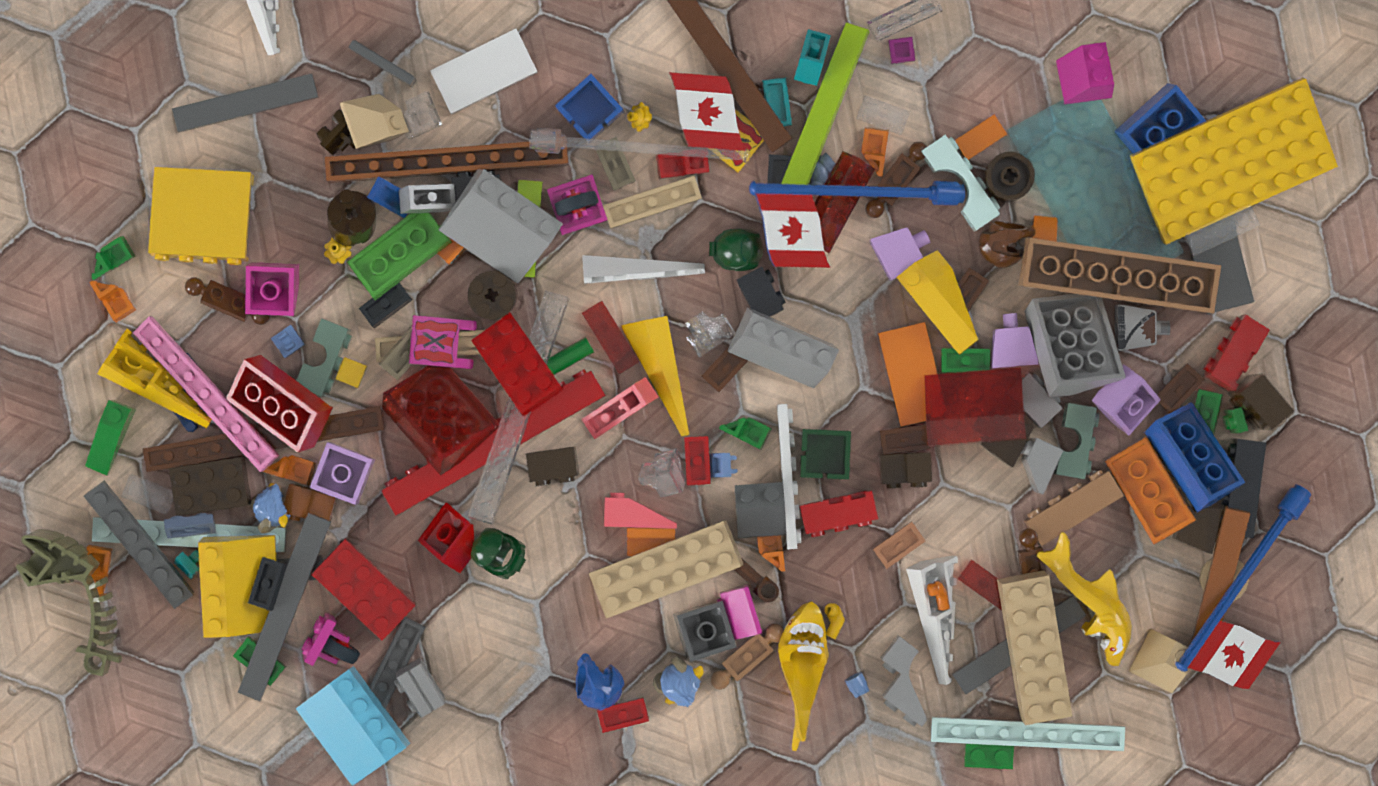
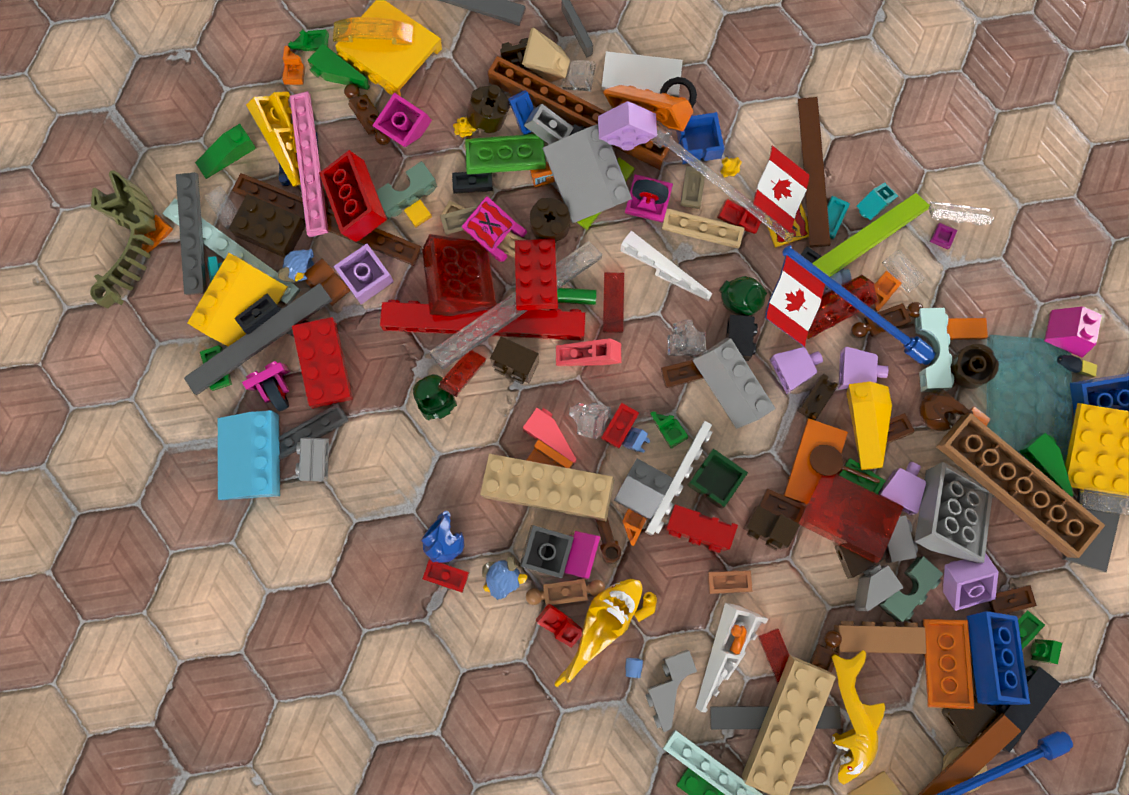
camera: 30 degrees right, 10 degrees down
(156, 274) = (335, 69): none -> green slope
(177, 212) = (372, 28): none -> clear yellow slope
(189, 526) = (233, 241): sand blue plate -> none
(288, 341) = (389, 166): medium blue tile -> none
(293, 468) = (330, 250): orange slope -> none
(449, 538) = (407, 367): red slope -> none
(510, 512) = (462, 373): none -> clear red tile
(514, 160) = (627, 126): none -> lavender brick
(517, 110) = (669, 110): none -> orange slope
(550, 88) = (683, 81): none -> black tyre
(655, 351) = (639, 329): yellow wedge -> none
(764, 690) = (560, 624): none -> red slope
(834, 289) = (795, 367): none -> lavender torso
(874, 306) = (817, 397): none -> dark brown hinge
(922, 365) = (829, 461): none -> reddish brown piece
(1111, 108) = (1077, 365): none -> piece
(1134, 230) = (1047, 458): none -> green slope
(1137, 327) = (1007, 534): torso -> none
(1235, 352) = (1072, 600): red wedge -> none
(1260, 402) = (1081, 649): dark brown brick -> none

